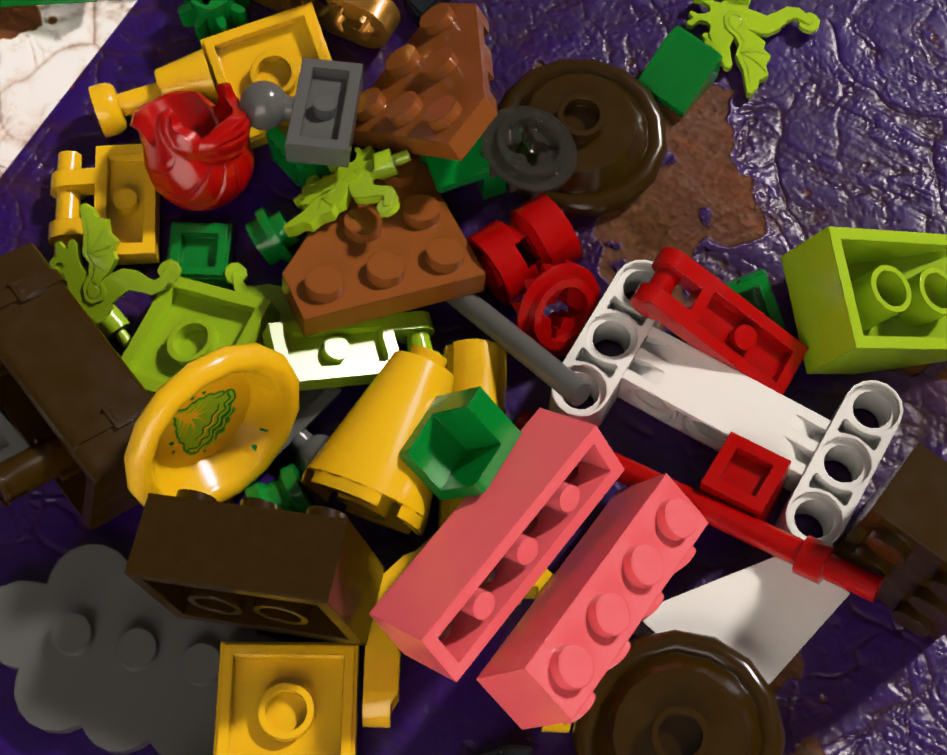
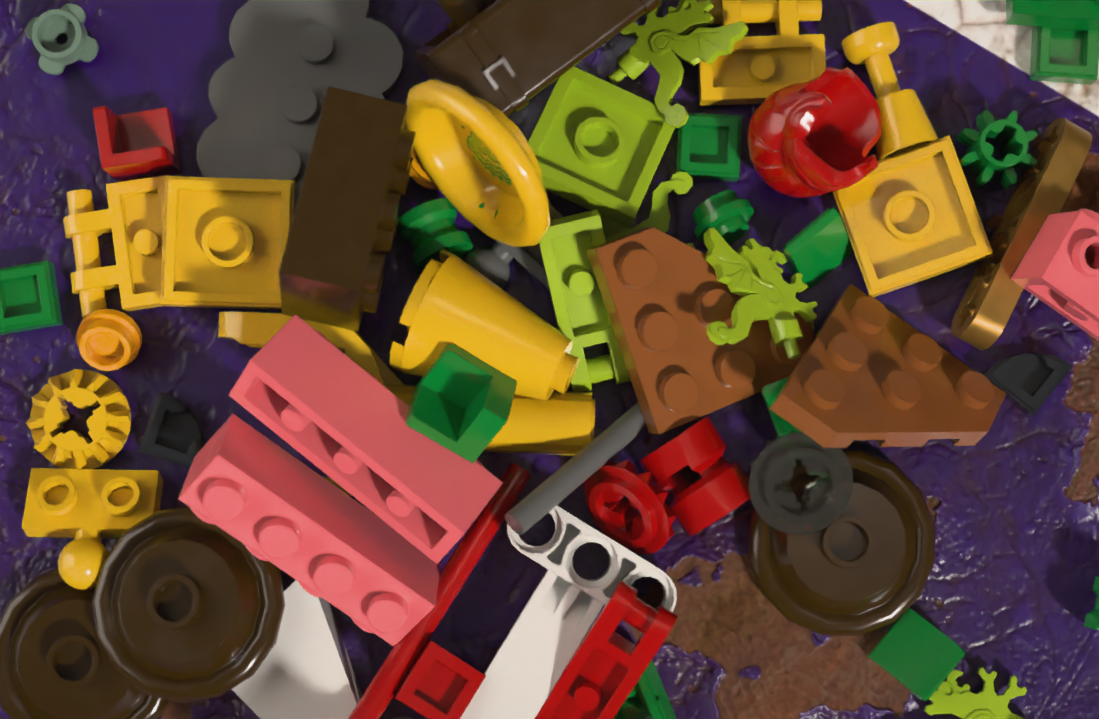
camera: 90 degrees right, 15 degrees up
(319, 113) = (847, 263): dark grey plate -> none

